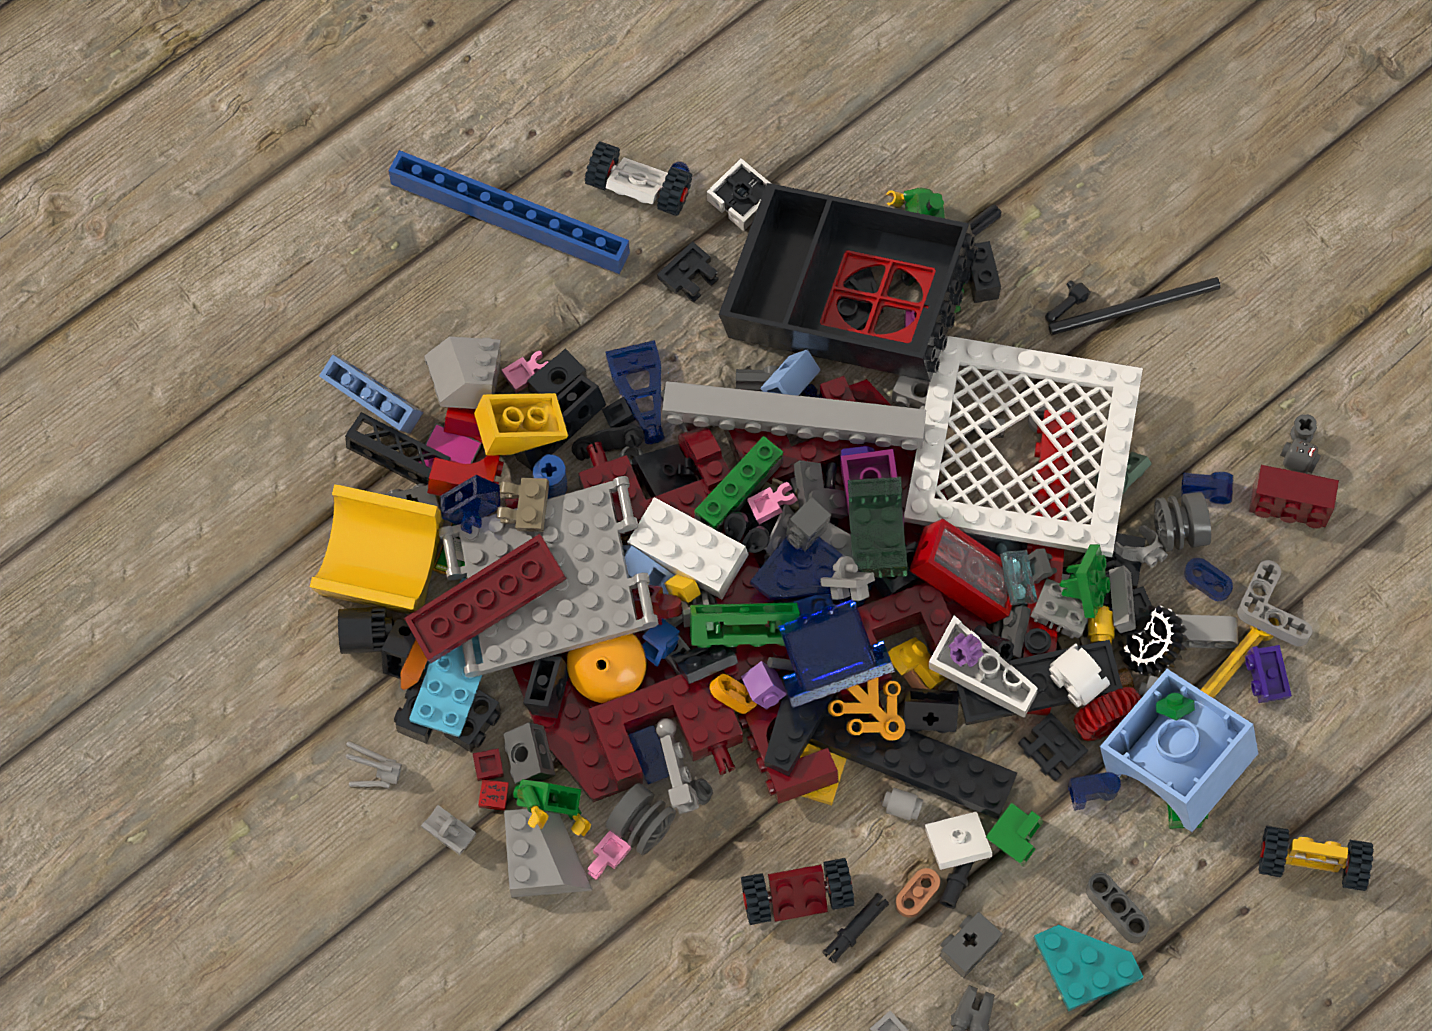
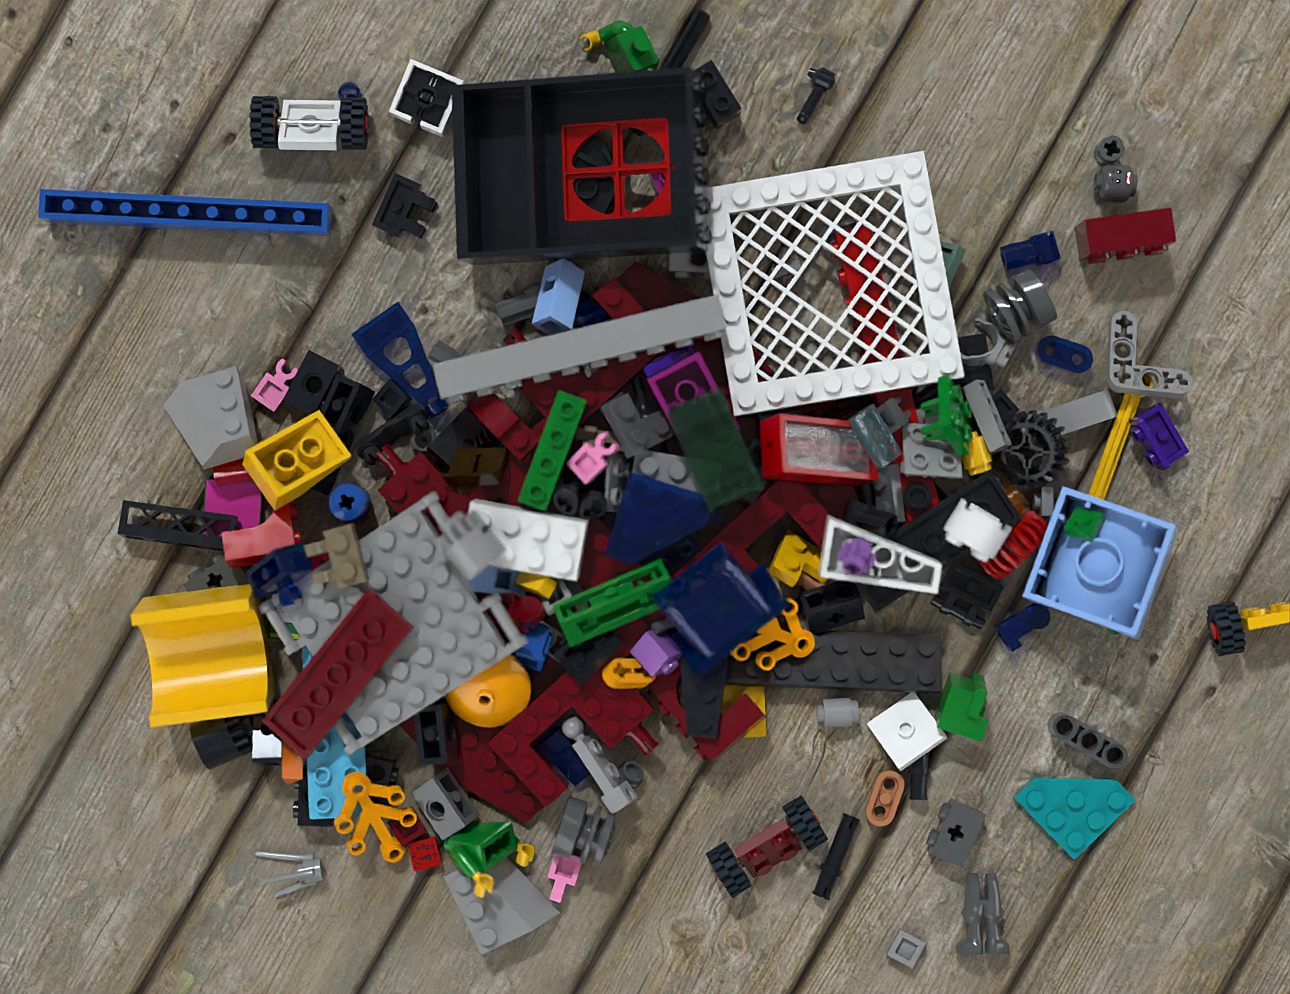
camera: 20 degrees left, 20 degrees up
(371, 394) = (125, 475): medium blue brick -> none
(449, 830) = (395, 911): light grey hips -> none
(463, 735) = (372, 814): none -> light orange plant
(641, 523) = (469, 543): none -> light grey gear
(669, 481) = (465, 463): none -> dark brown piece
(807, 524) = (644, 482): dark grey brick -> none
(848, 577) = (708, 524): light grey hips -> none
(1134, 306) = (886, 72): black piece -> none

